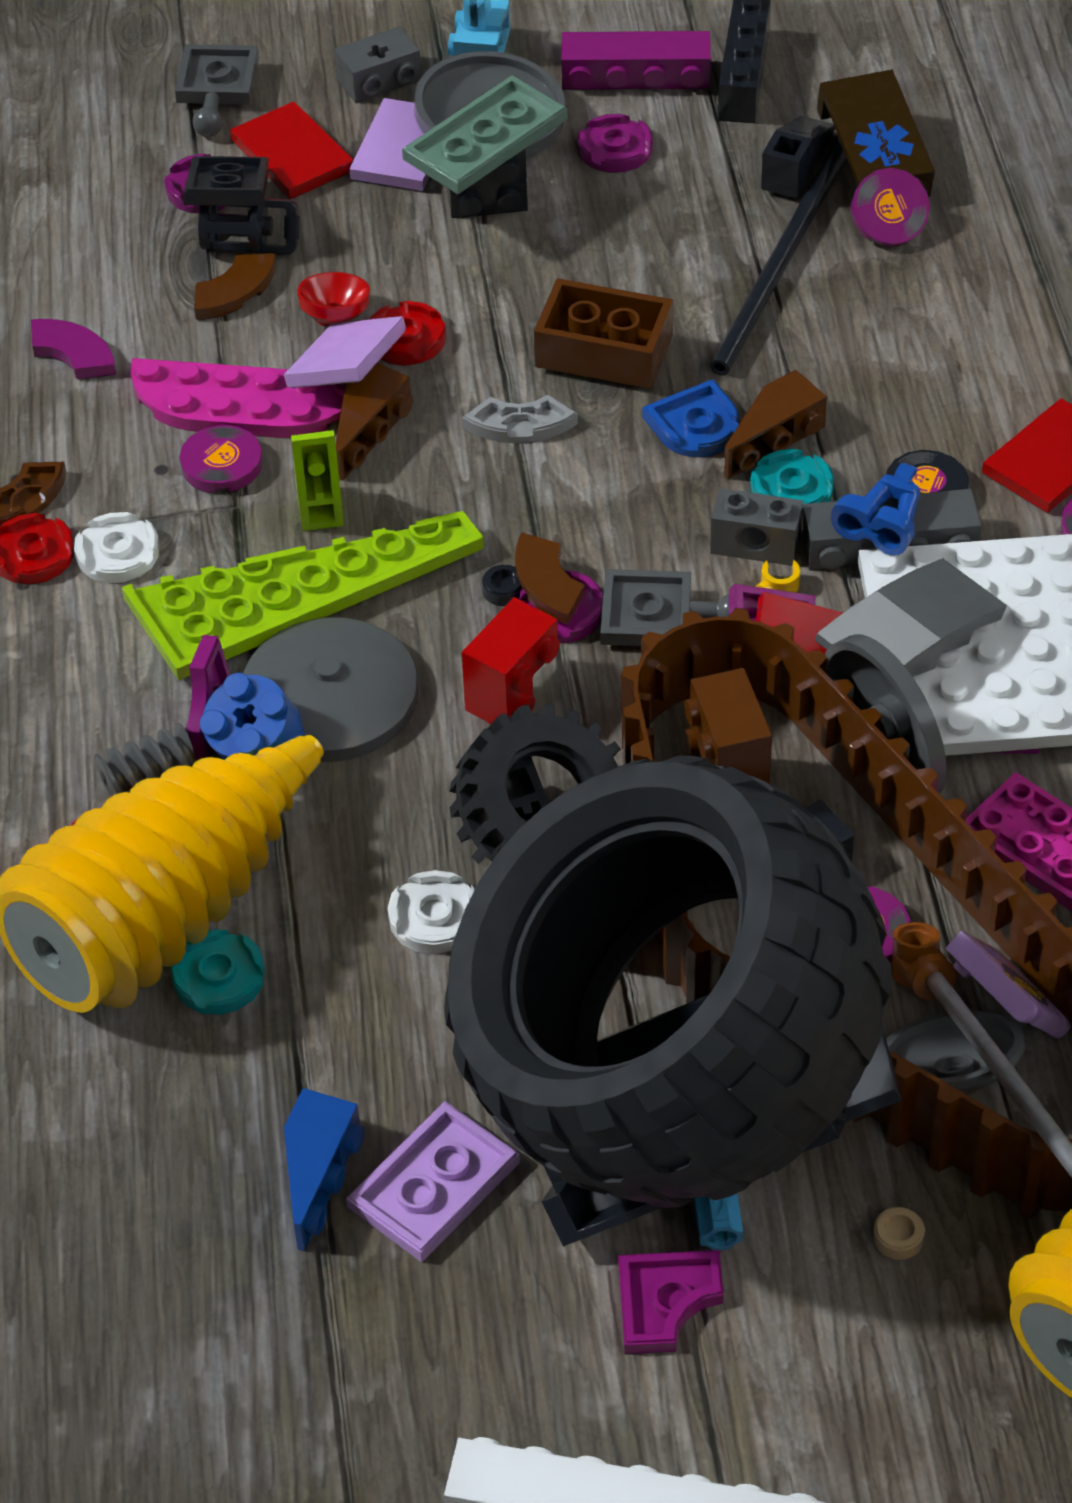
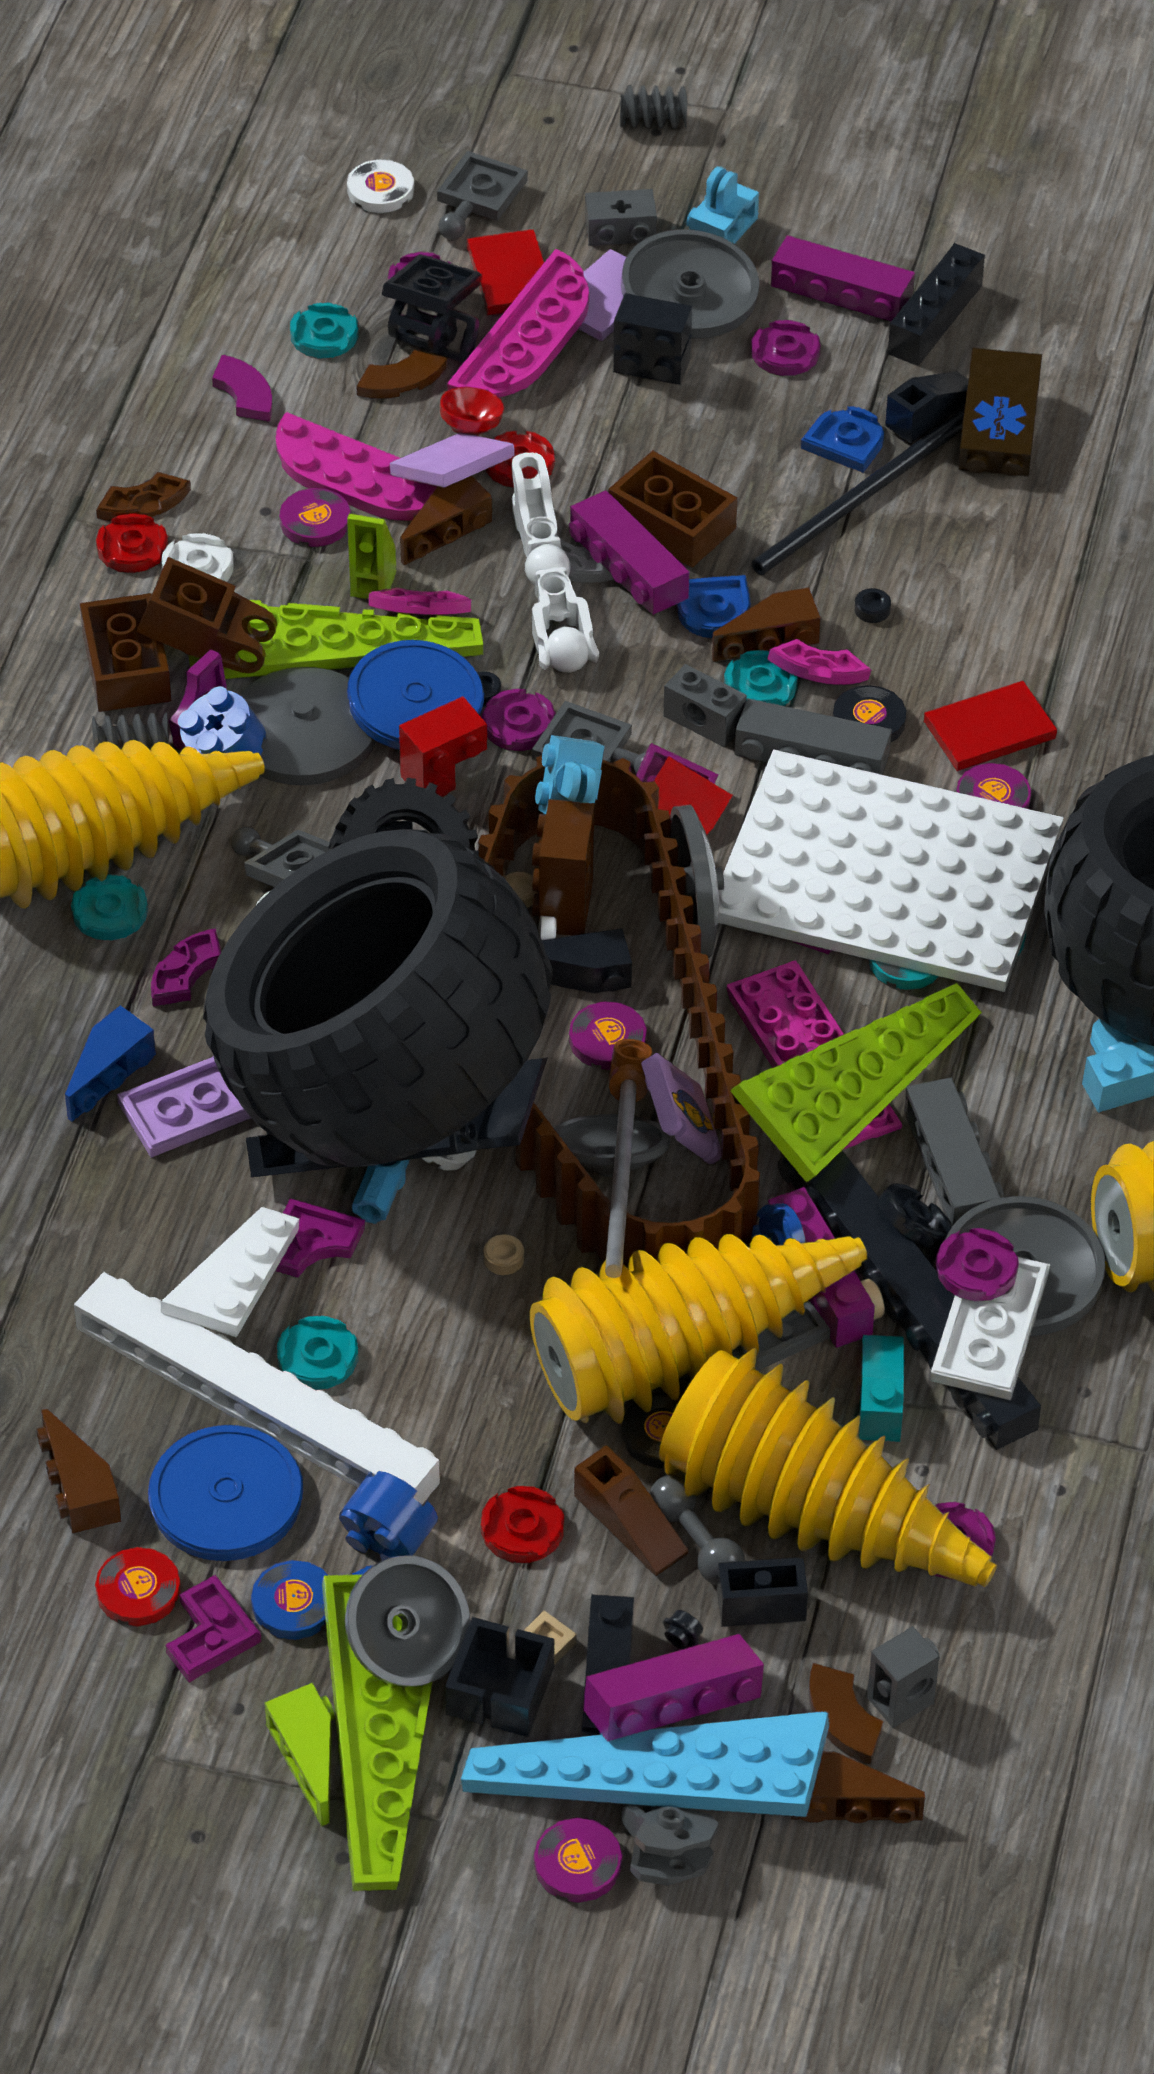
camera: 20 degrees right, 0 degrees up
(93, 670) = (123, 663): none -> reddish brown brick
(109, 104) = (380, 186): none -> white tile
(126, 264) = (324, 330): none -> teal tile
(172, 601) = (205, 614): none -> reddish brown brick
(340, 1012) = (183, 966): none -> magenta tile
(349, 199) = (529, 330): none -> dark pink plate
(388, 513) = (419, 601): none -> dark pink tile
(405, 848) = (276, 860): none -> dark grey plate
(430, 609) = (406, 682): none -> blue brick
(466, 384) = (549, 571): none -> white piece
(484, 134) = (654, 308): sand green tile -> none
(544, 579) = (511, 692): reddish brown tile -> none
(587, 391) = (629, 552): none -> magenta brick
(616, 1388) = (235, 1275): none -> white wing
(694, 643) = (570, 771): none -> medium azure brick
(729, 212) = (846, 437): none -> blue tile
(754, 1440) = (318, 1351): none -> teal tile
(789, 584) = (708, 761): yellow piece -> none
(846, 447) = (819, 665): none -> dark pink tile
(858, 370) = (872, 605): none -> black tile
(889, 527) = (787, 727): blue piece -> none
(890, 207) = (977, 475): magenta tile -> none
(919, 615) = (771, 815): dark grey slope -> none

